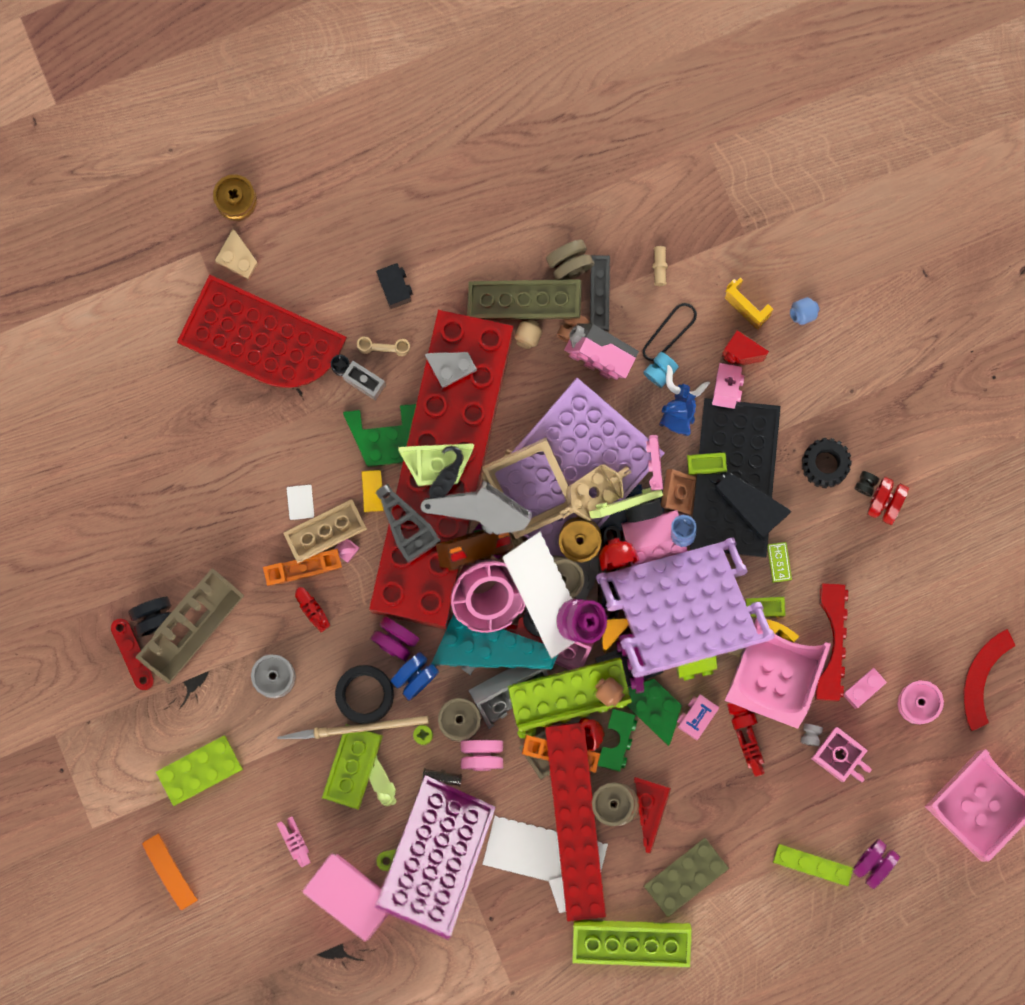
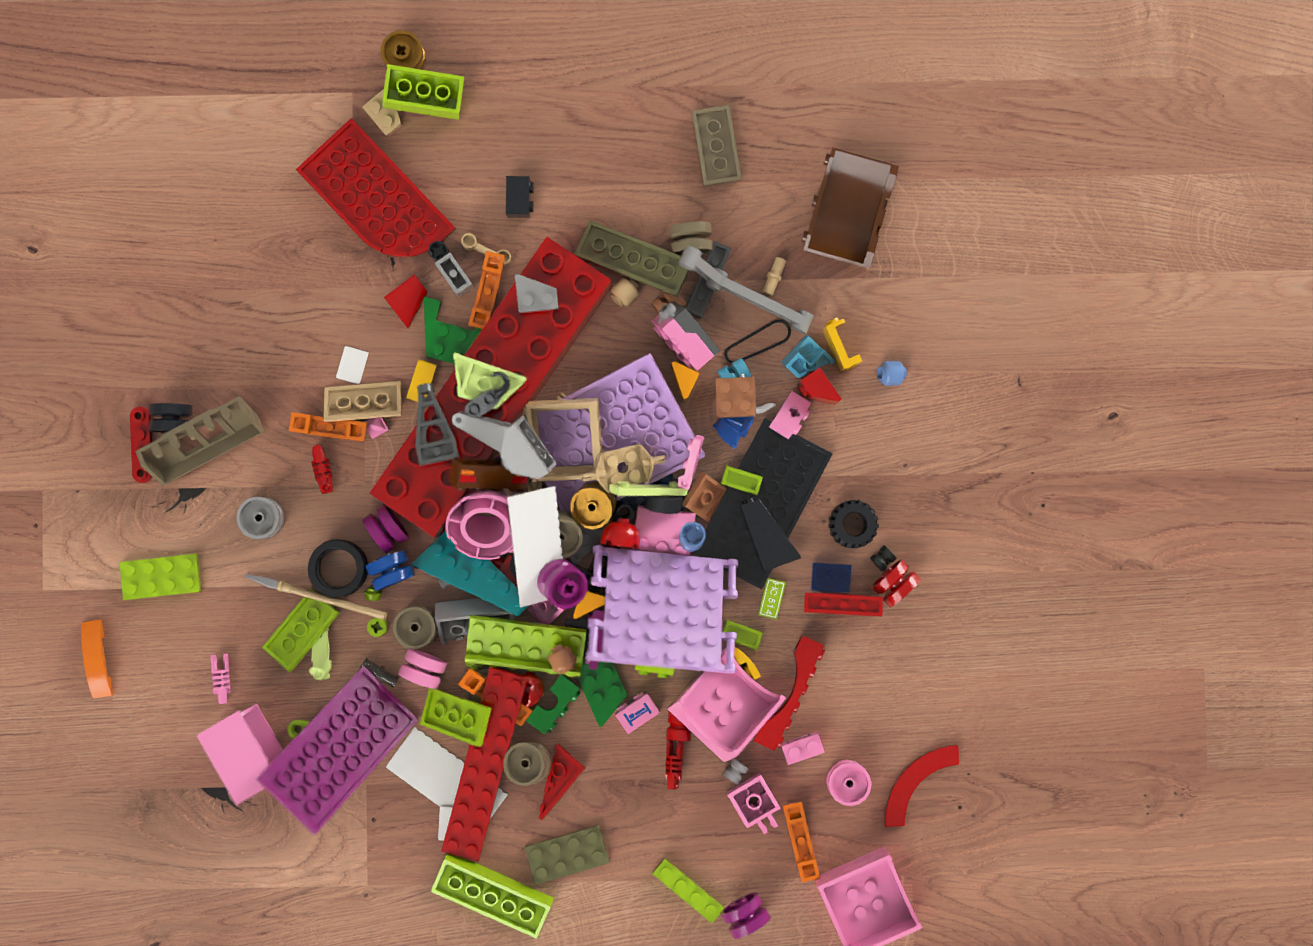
camera: 20 degrees right, 5 degrees up
(268, 224) = (423, 92): none -> lime slope
(328, 421) = (406, 299): none -> red slope
(400, 382) = (487, 289): none -> orange slope
(405, 706) = (371, 594): none -> lime plate
(531, 786) = (455, 716): none -> lime plate
(557, 167) = (716, 145): none -> dark tan plate
(610, 289) = (718, 280): none -> light grey piece
(616, 391) = (685, 379): none -> light orange slope
(671, 388) = (735, 397): none -> nougat plate
(704, 175) = (850, 207): none -> reddish brown panel
(719, 328) = (806, 357): none -> medium azure slope
(826, 520) = (831, 577): none -> clear blue plate
(848, 538) = (843, 604): none -> red window
(899, 776) = (801, 841): none -> orange slope

